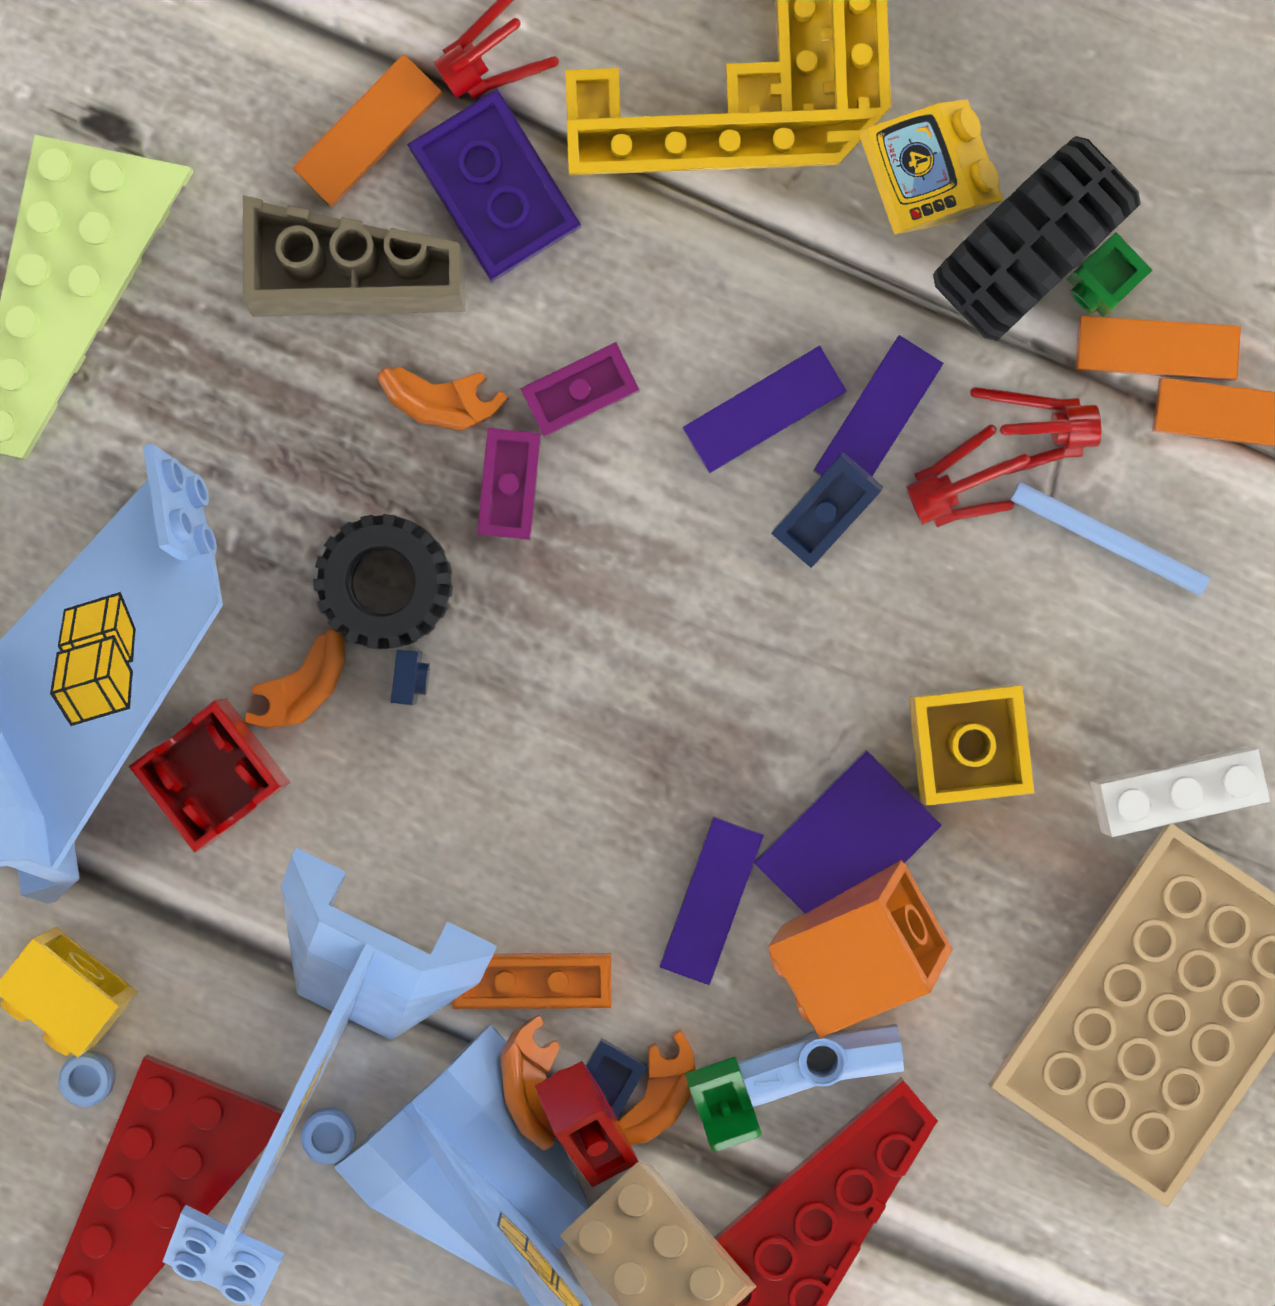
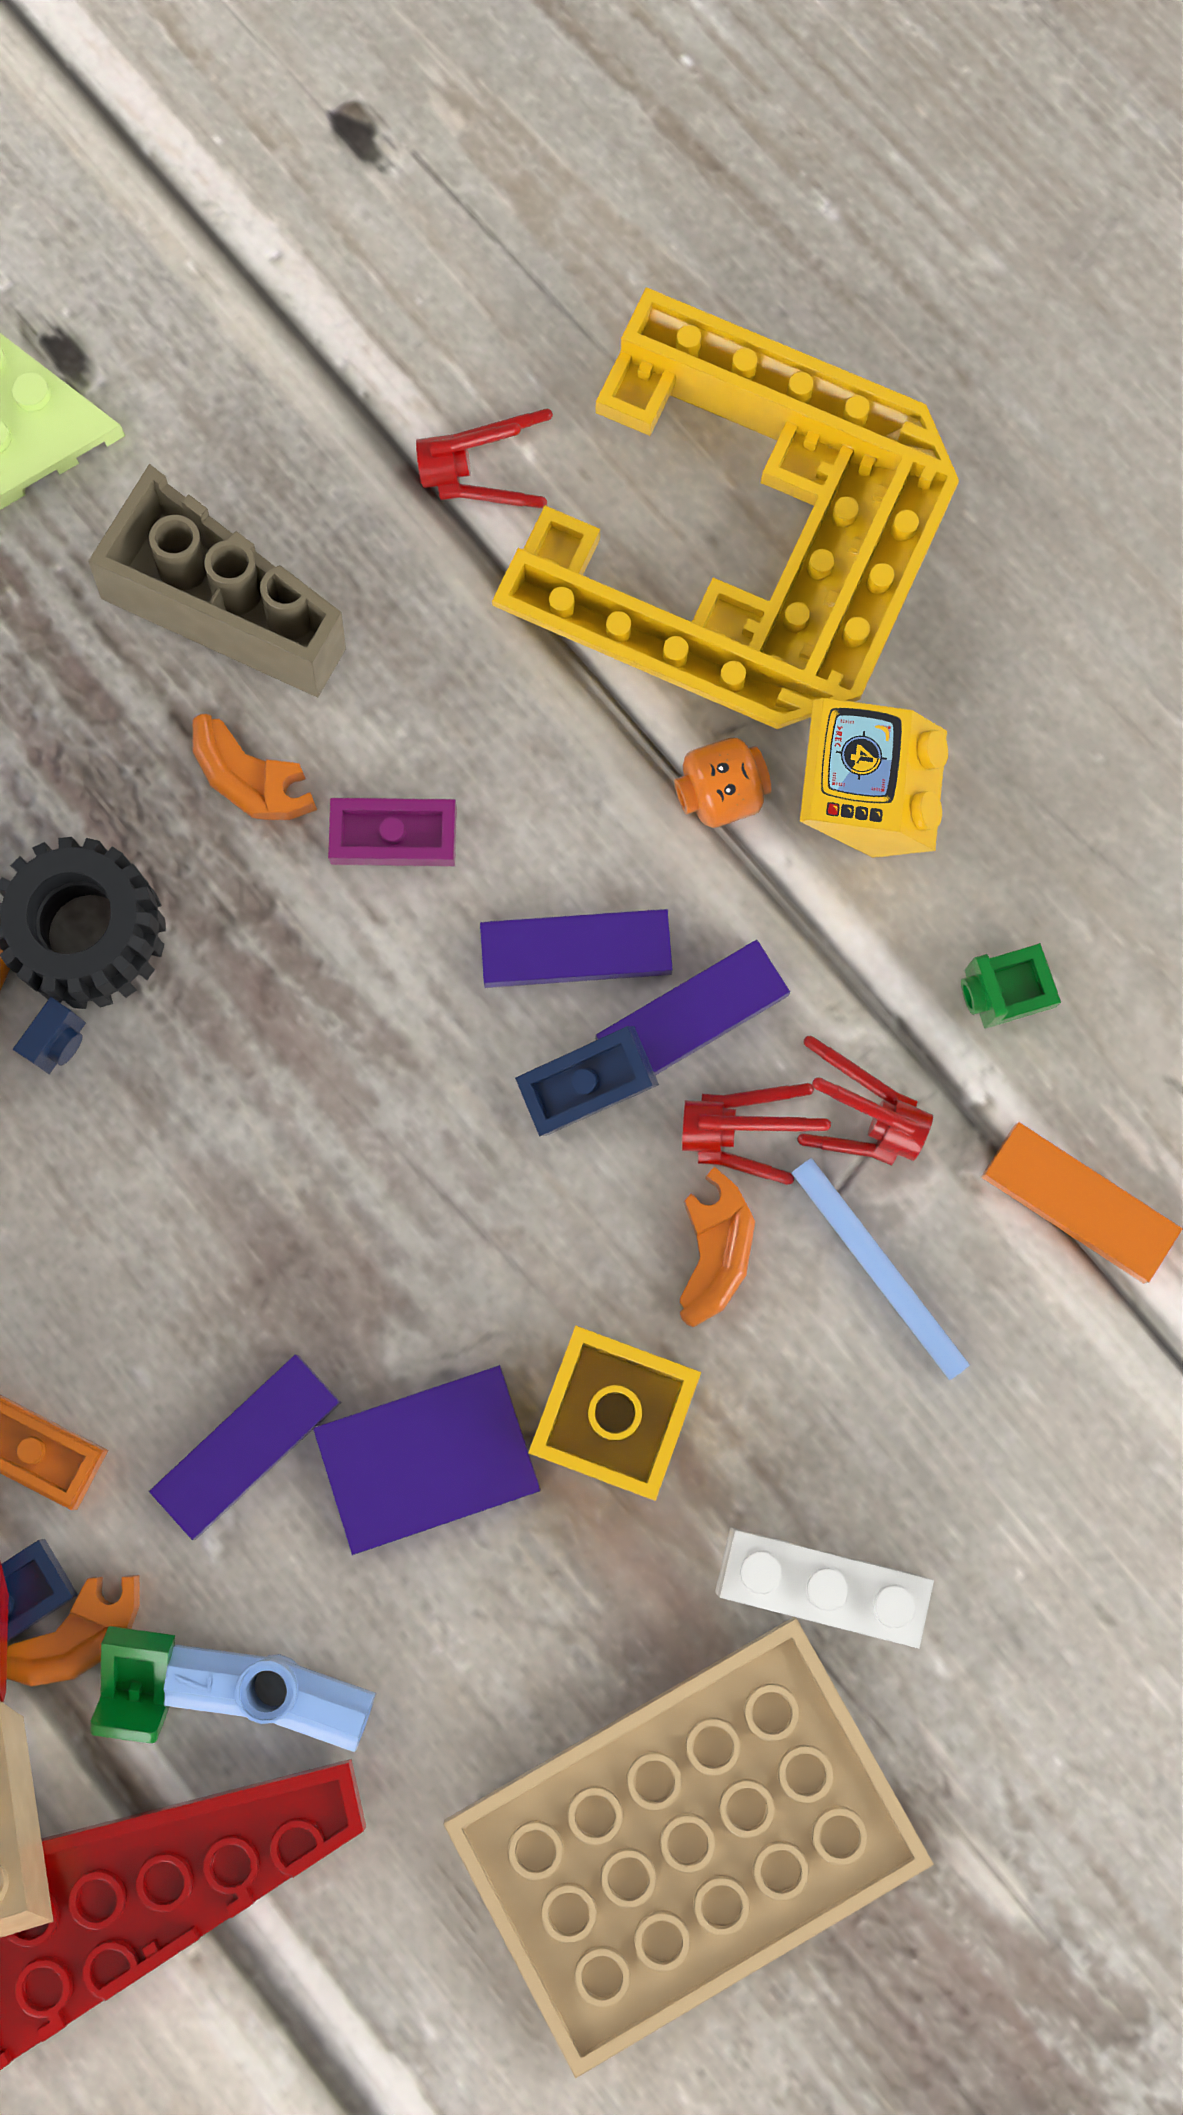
camera: 20 degrees right, 10 degrees down
(367, 131) = (316, 477): orange tile -> none
(494, 185) = (415, 591): dark purple tile -> none
(509, 484) = (267, 891): magenta plate -> none
(814, 224) = (723, 782): none -> orange head
(861, 951) = (377, 1587): orange slope -> none
(988, 582) = (724, 1249): none -> orange piece
(1036, 237) = (949, 891): black tyre -> none
(1158, 348) = (1029, 1090): orange tile -> none

